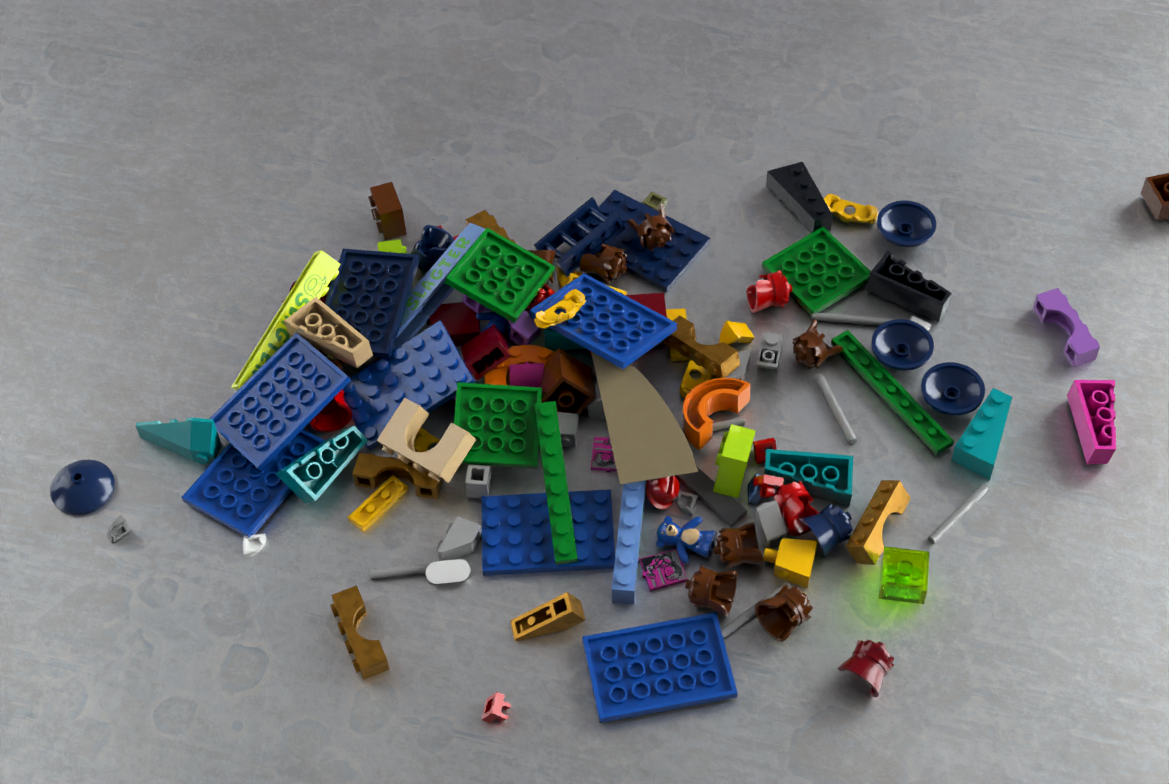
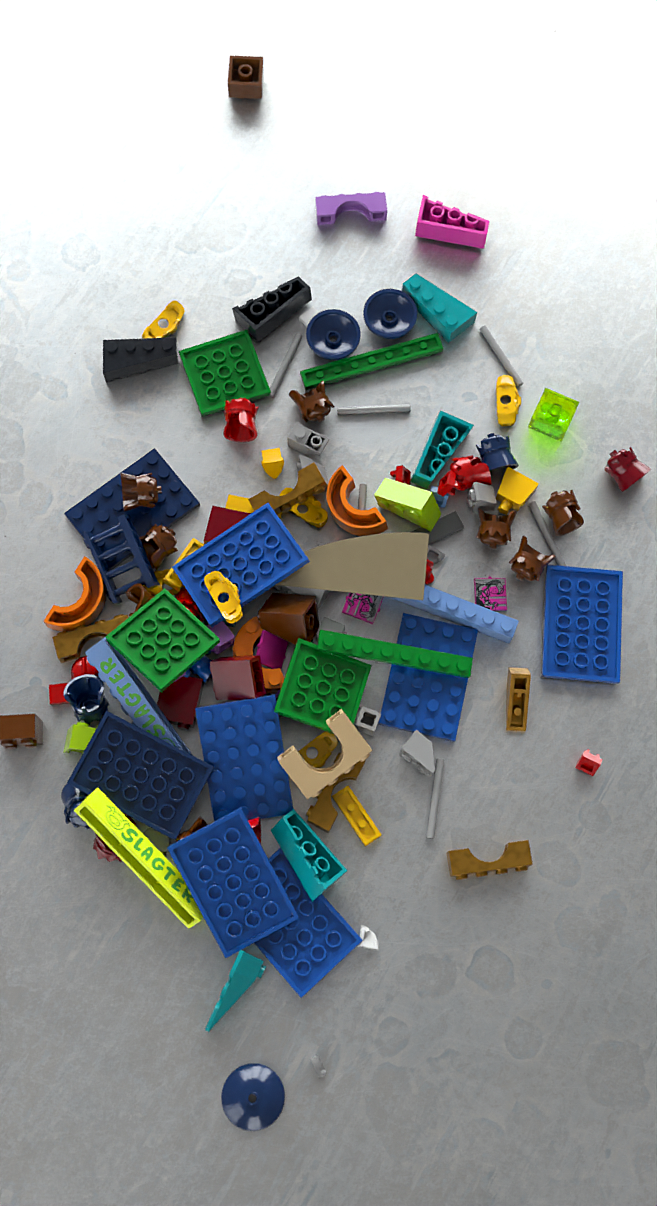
camera: 80 degrees left, 20 degrees up
(329, 333) = (178, 816): tan wedge -> none
(447, 571) = (447, 770): white tile -> none
(527, 228) = (87, 607): none -> orange brick
(654, 200) = (91, 482): olive tile -> none
(686, 537) = (469, 567): blue piece -> none
(866, 540) = (496, 414): pearl gold arch -> none
(906, 223) = (203, 274): dark blue dish -> none
(919, 527) = (507, 412): none -> yellow piece

